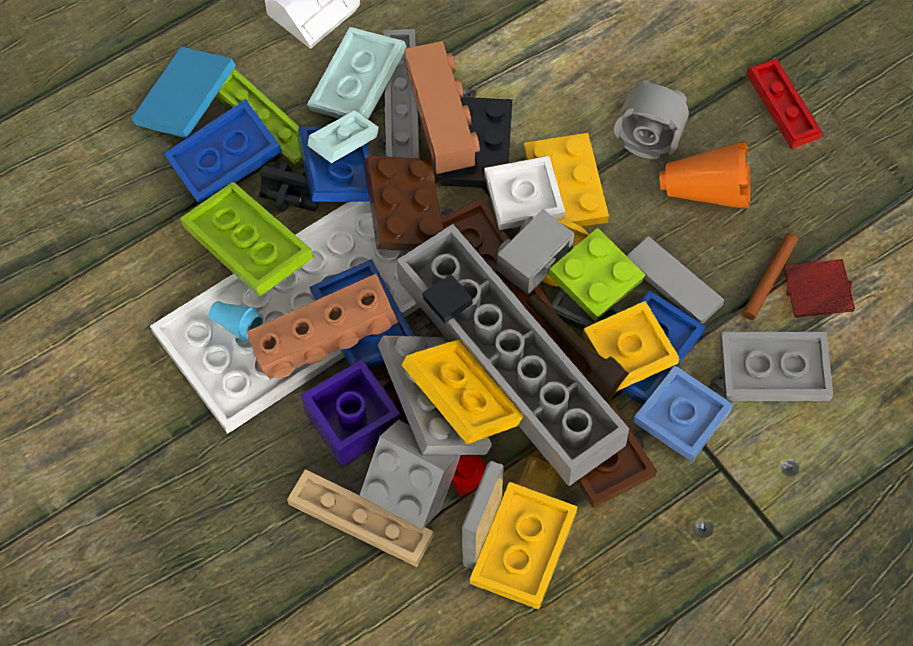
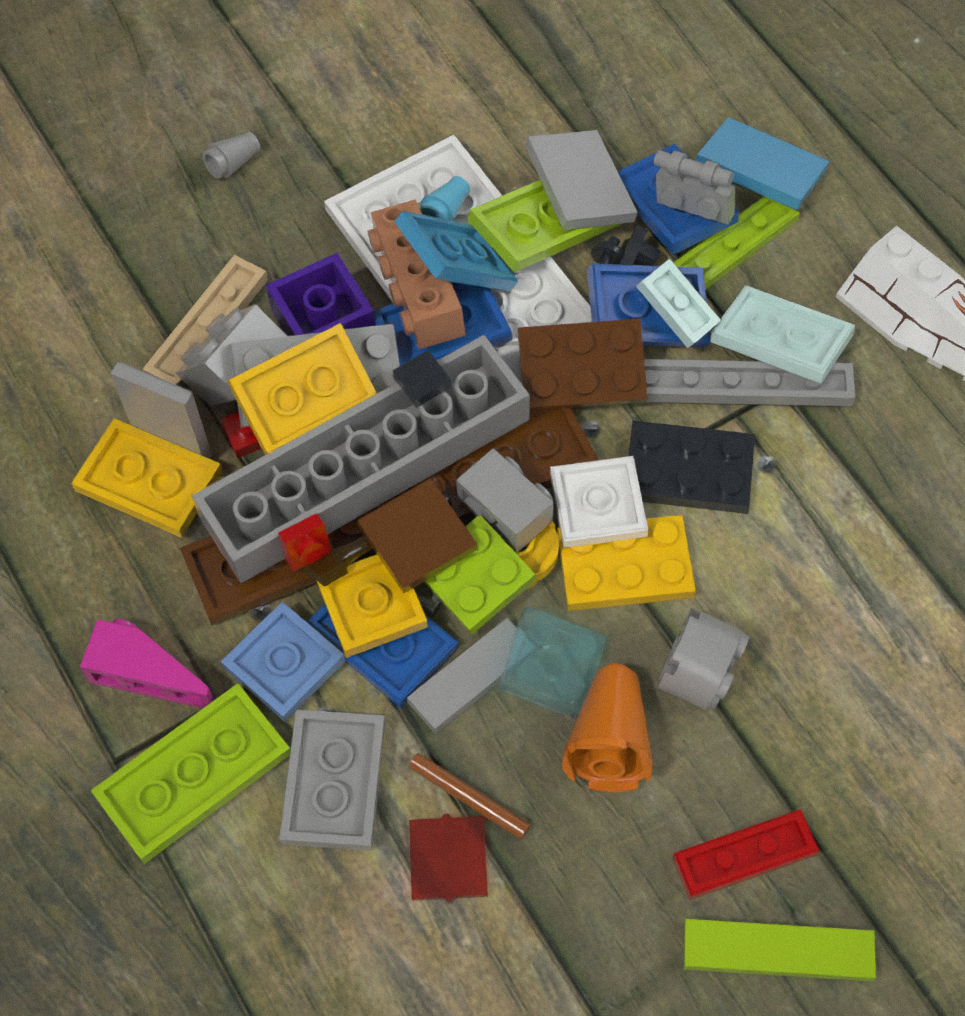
camera: 95 degrees right, 0 degrees up
(166, 523) = (228, 155): none -> light grey cone
(210, 216) = (580, 179): none -> light grey tile
(235, 119) = (695, 186): none -> light grey plate
(308, 290) = (455, 251): none -> dark azure tile
(440, 107) = (722, 409): nougat brick -> none
(579, 305) = (417, 535): none -> reddish brown tile
(601, 380) = (304, 542): none -> red plate
(660, 222) = (552, 662): none -> clear light blue plate
(701, 525) = (132, 662): none -> dark pink slope
(787, 470) = (191, 773): none -> lime plate
(848, 83) = (779, 950): none -> lime tile

